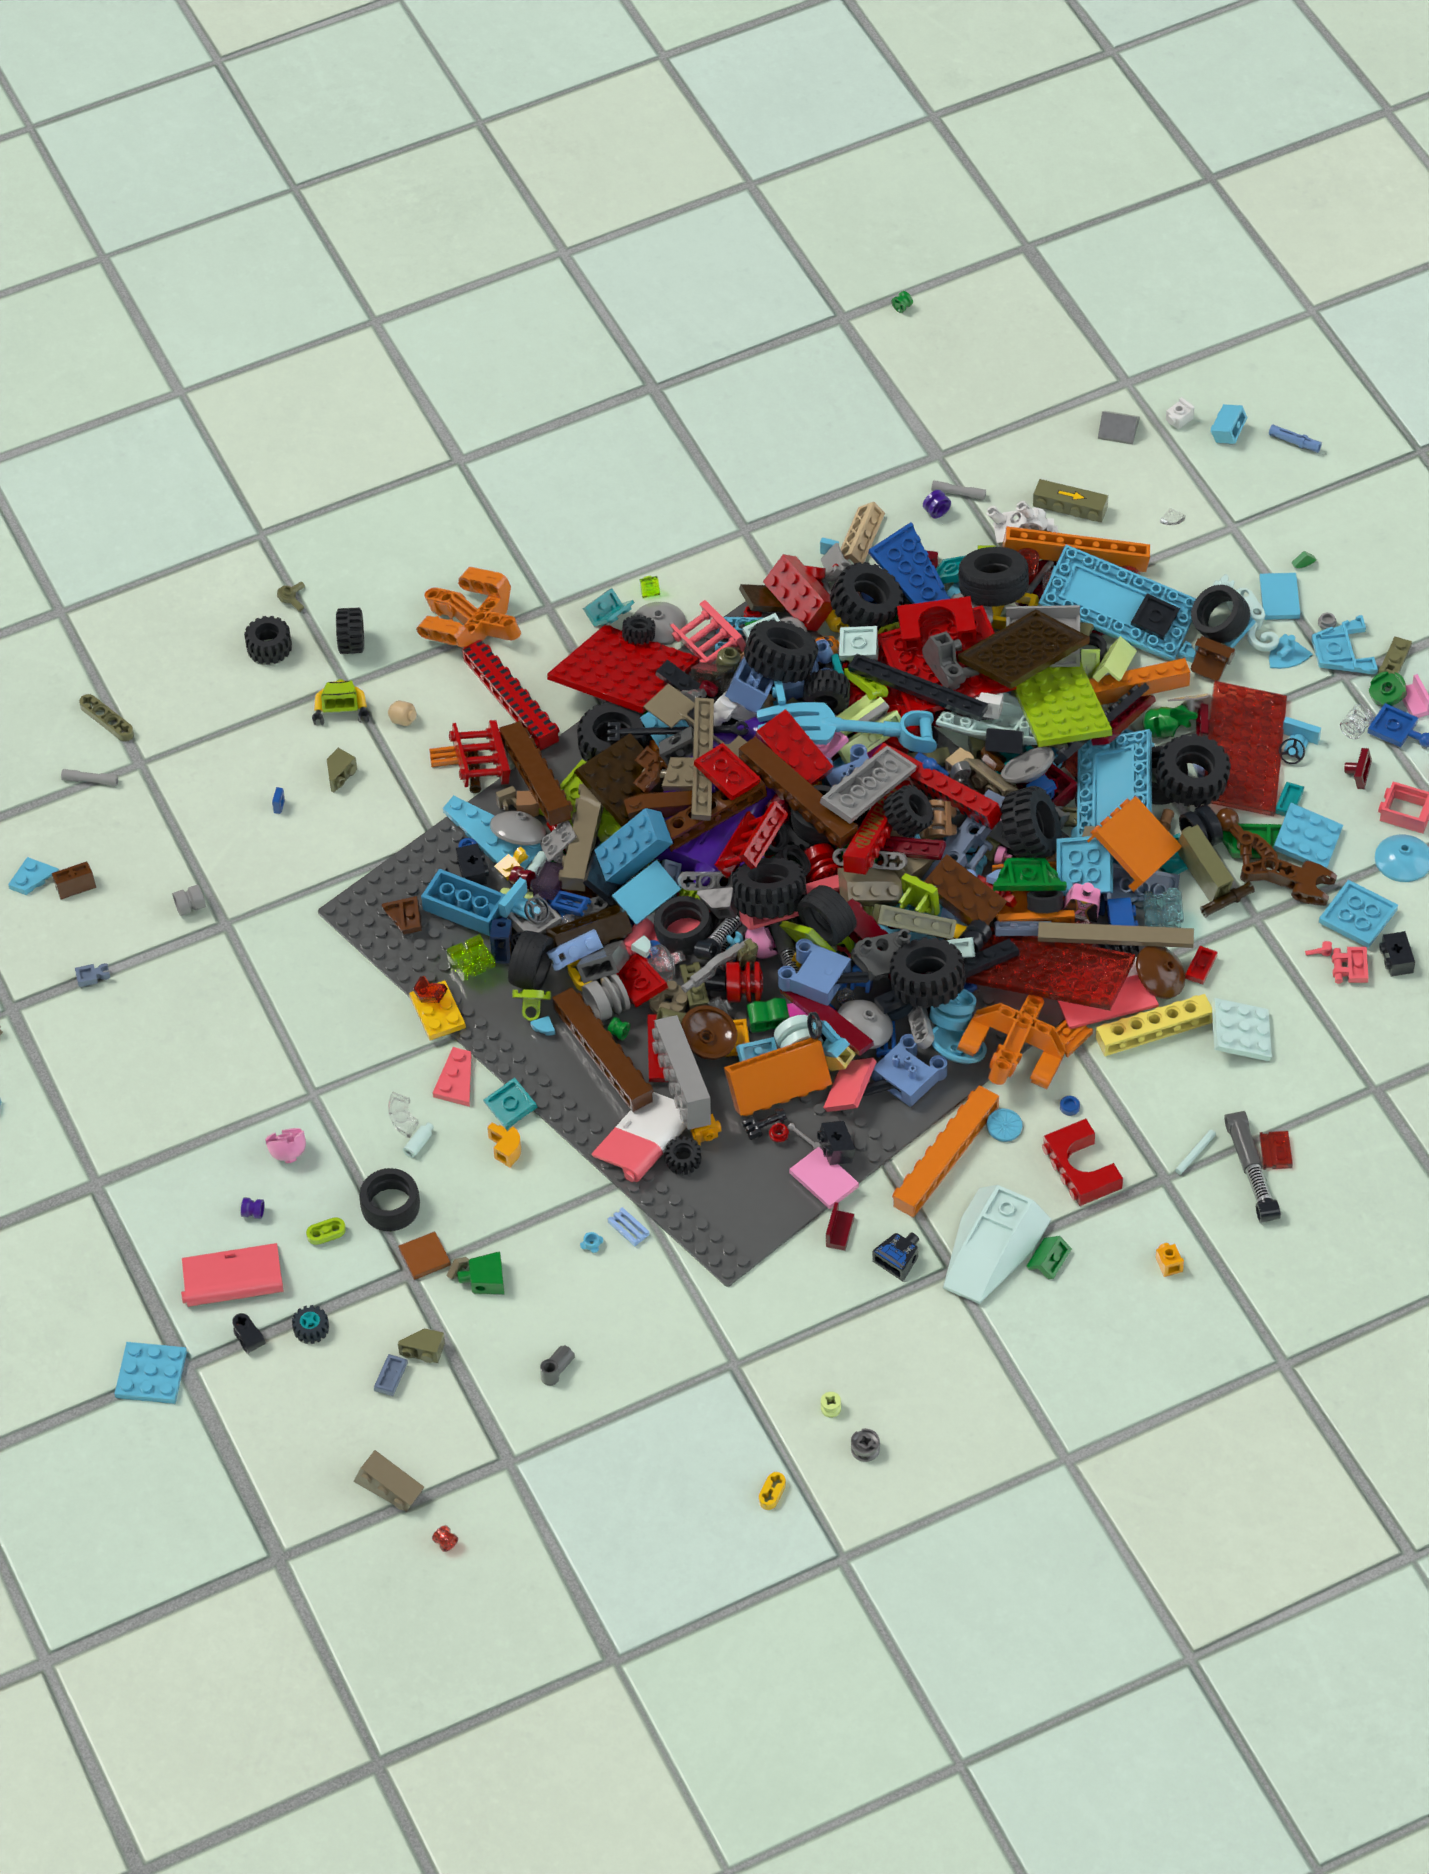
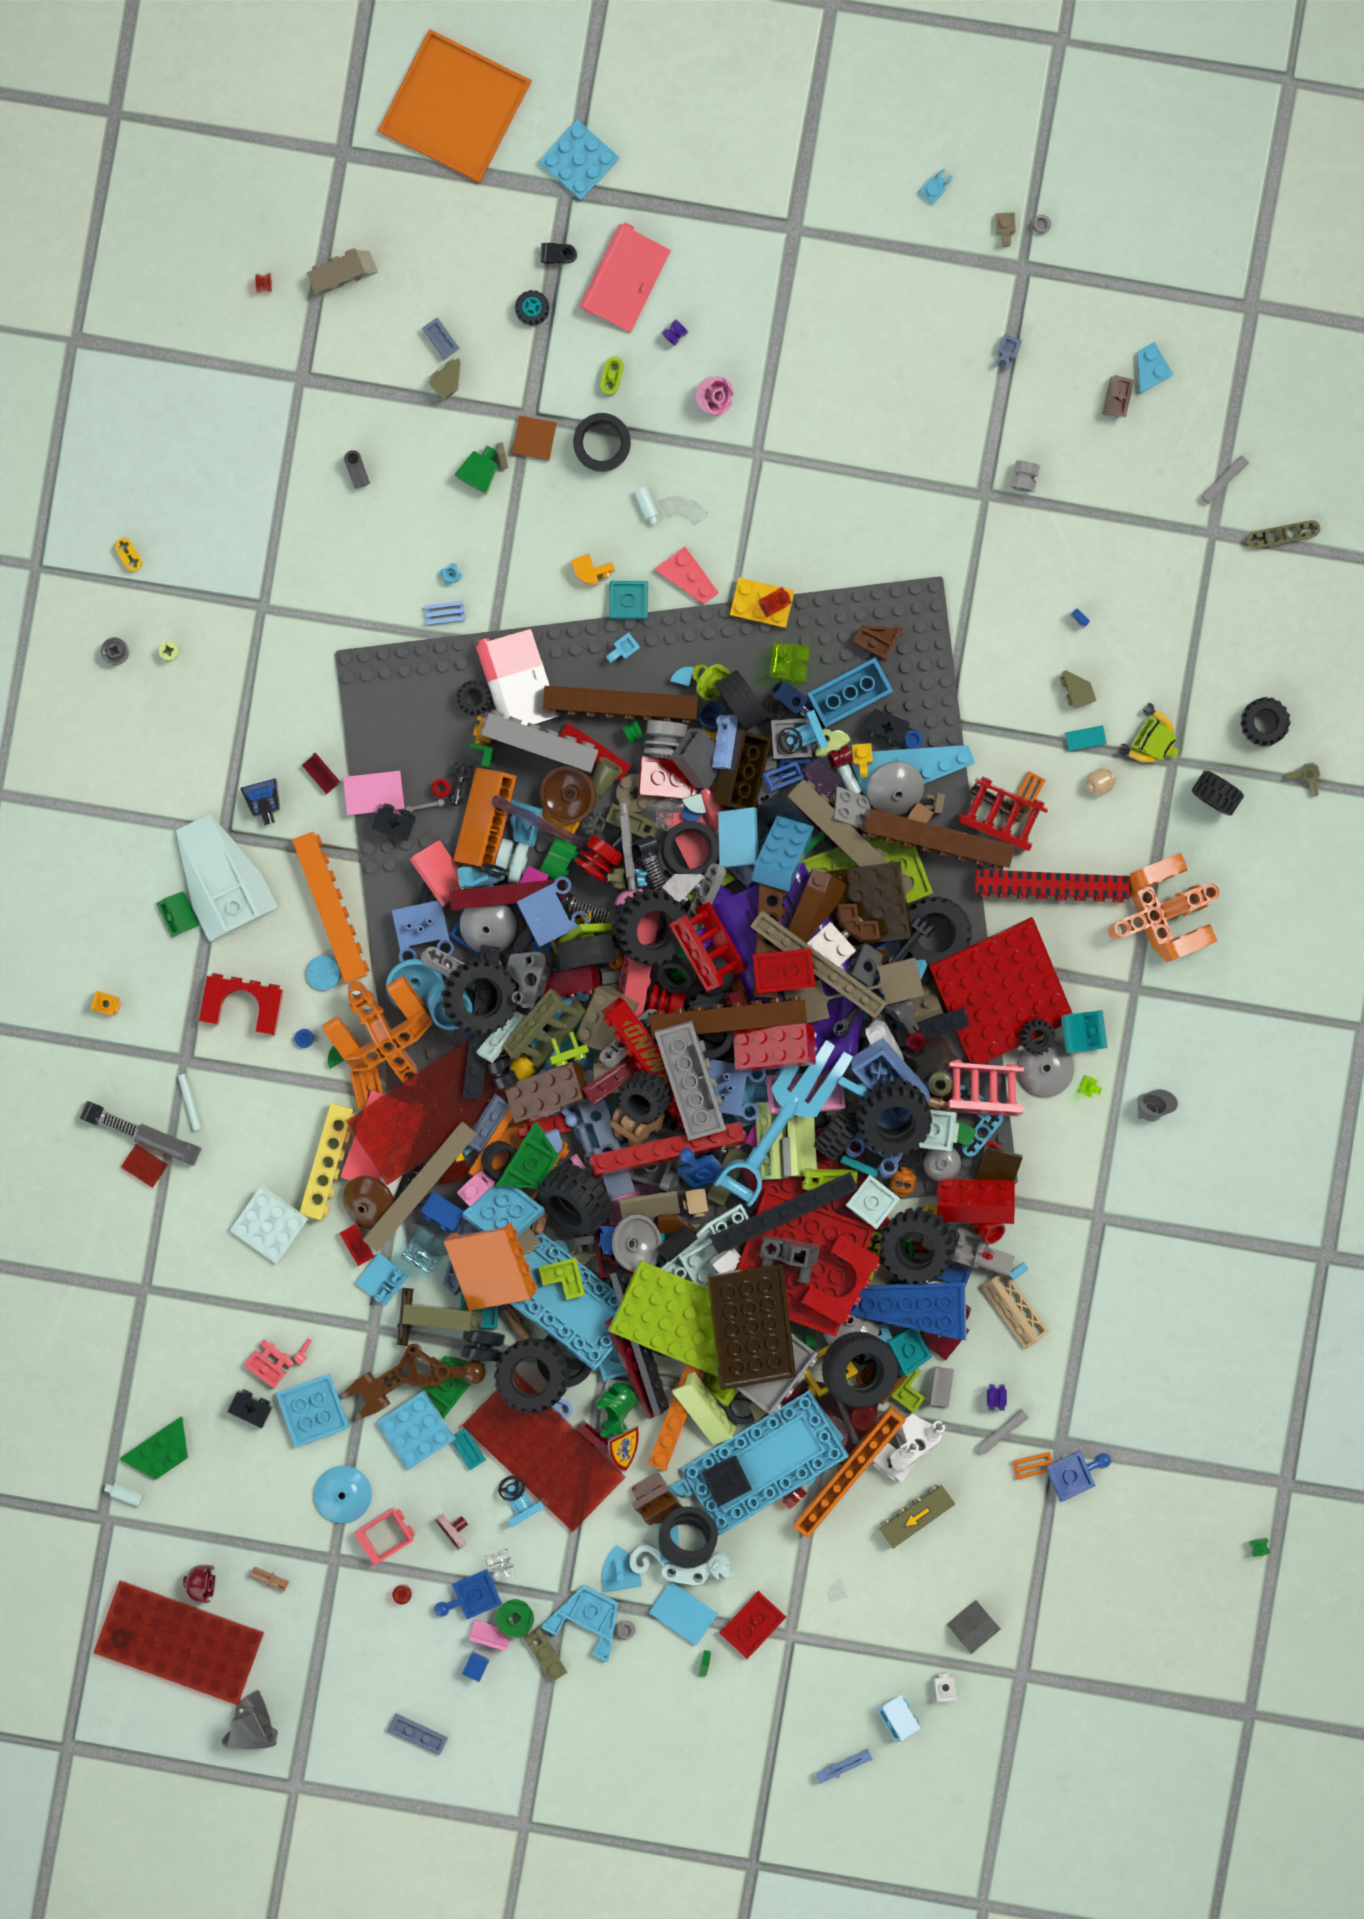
camera: 125 degrees right, 35 degrees up
(171, 1496) = (454, 106): none -> orange tile
(374, 745) = (1085, 738): none -> teal tile
(554, 1076) = (624, 647): none -> medium azure plate
(560, 980) = (708, 715): none -> dark blue hair
(627, 537) = (1156, 1104): none -> dark grey piece
(725, 1110) = (488, 754): none -> green panel
(748, 1033) = (539, 822): none -> axle
(951, 430) = (1072, 1474): none -> plate
(960, 544) = (941, 1386): none -> light grey panel
(969, 458) = (1029, 1458): none -> orange tile
(1064, 1075) = (334, 1057): none -> green tile
(1094, 799) = (568, 1273): none -> lime plate
(1213, 932) = (382, 1279): none -> medium azure hinge
(1246, 549) = (752, 1624): none -> red plate

